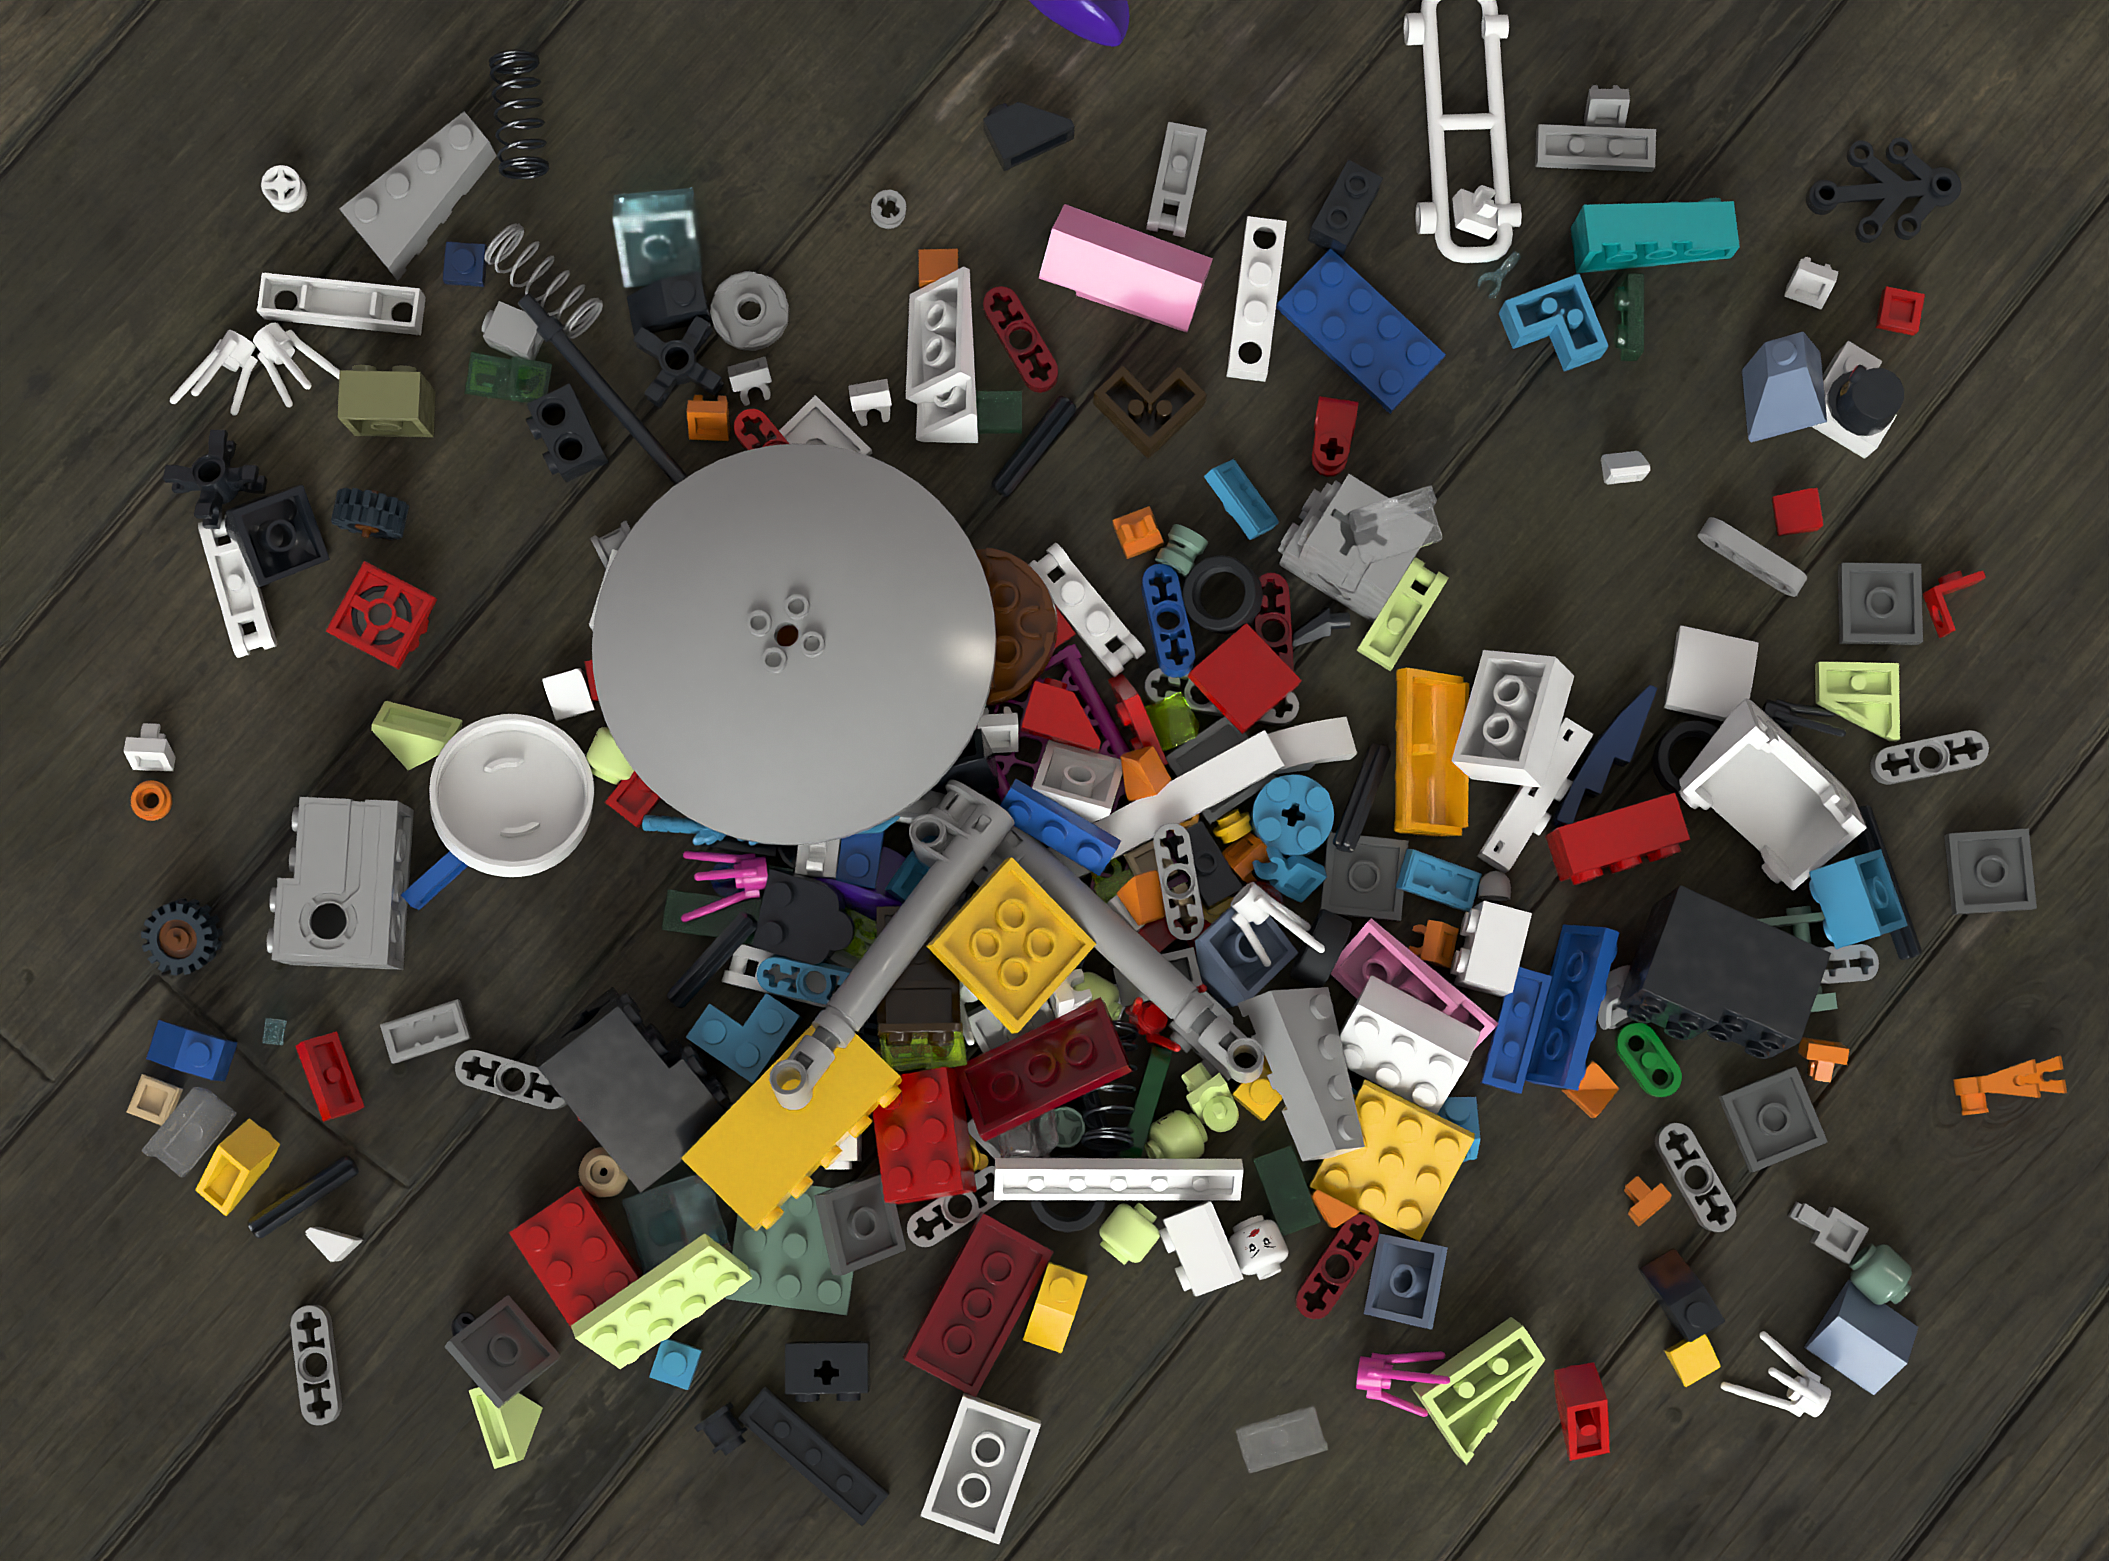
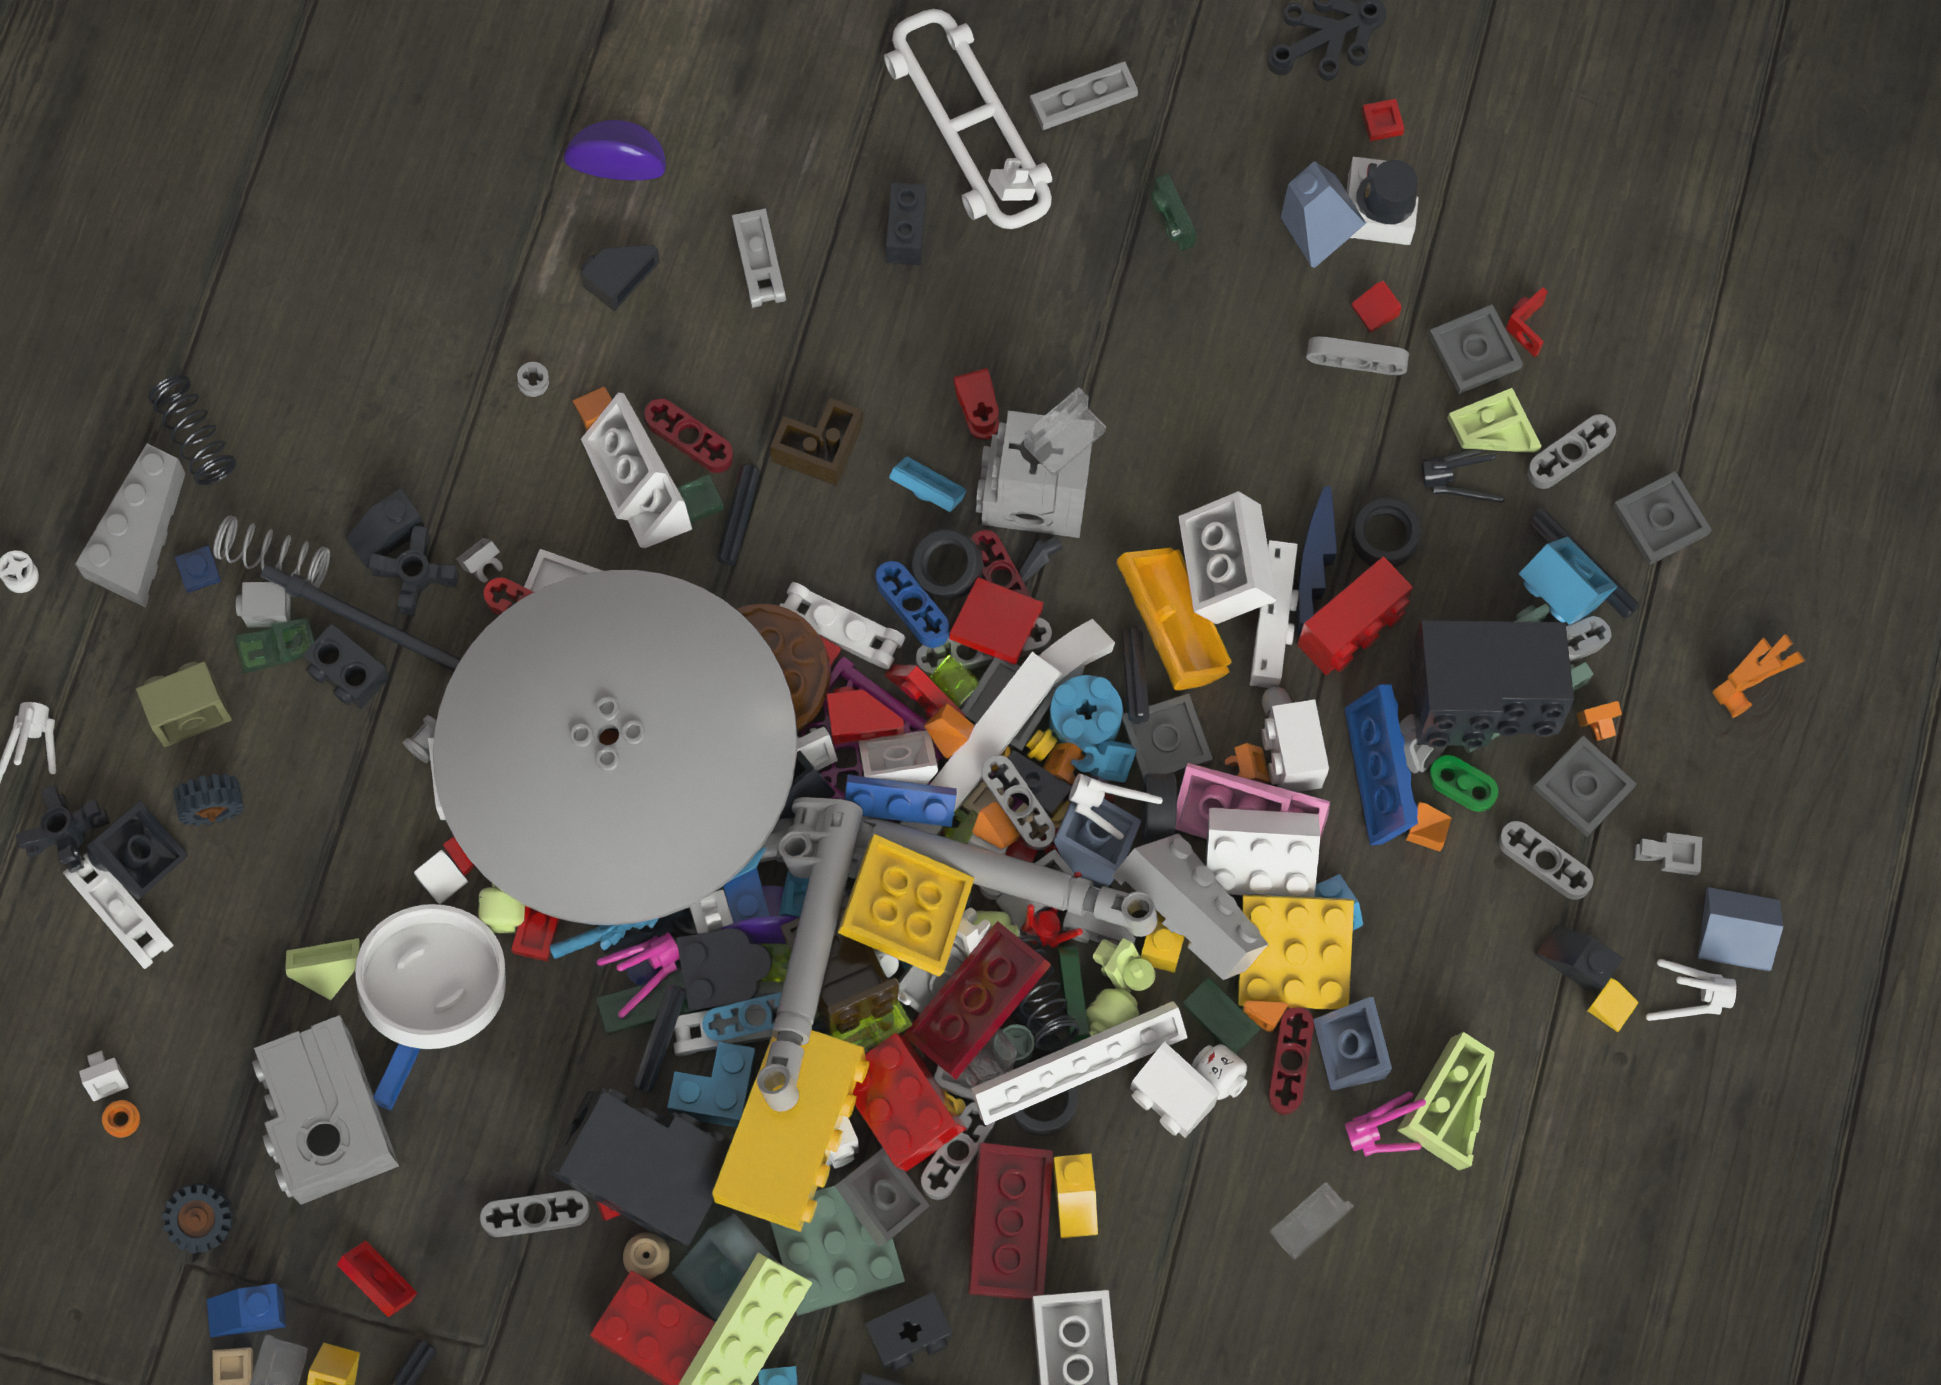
camera: 25 degrees left, 10 degrees down
(274, 1031) = (311, 1264): clear light blue piece -> none
(277, 348) = (70, 700): white plant -> none
(341, 303) = (107, 642): white piece -> none
(382, 615) = (255, 878): red piece -> none
(425, 1031) = (442, 1206): light grey plate -> none
(656, 235) = (350, 477): clear light blue slope -> none
(708, 419) = (459, 606): orange tile -> none
(753, 333) = (454, 526): light grey tile -> none
(870, 396) = (585, 531): white tile -> none
(1124, 268) = (749, 345): bright pink slope -> none
(1129, 1232) = (1108, 1107): yellowish green head -> none
(1138, 532) = (855, 547): orange tile -> none
(1182, 550) = (898, 543): sand green wheel -> none
(1256, 298) = (866, 323): white piece -> none
(1360, 331) = (962, 314): blue plate -> none
(1401, 615) = (1100, 520): yellowish green plate -> none
(1438, 880) = (1228, 714): dark azure plate -> none
(1500, 273) = (1052, 225): clear light blue hand -> none
(1516, 1032) = (1347, 808): blue plate -> none
(1558, 312) = (1119, 232): dark azure brick -> none
(1582, 1410) = (1544, 1085): red slope -> none
(1607, 107) = (1078, 60): light grey tile -> none
(1624, 467) = (1223, 331): white slope -> none
(1646, 1201) = (1514, 894): orange tile -> none
(1653, 234) = (1160, 141): teal wedge -> none
(1709, 673) = (1369, 461): white slope -> none
(1772, 795) = (1461, 530): white windscreen -> none
(1811, 283) = (1303, 127): white tile -> none
(1880, 1274) = (1729, 869): sand green head -> none

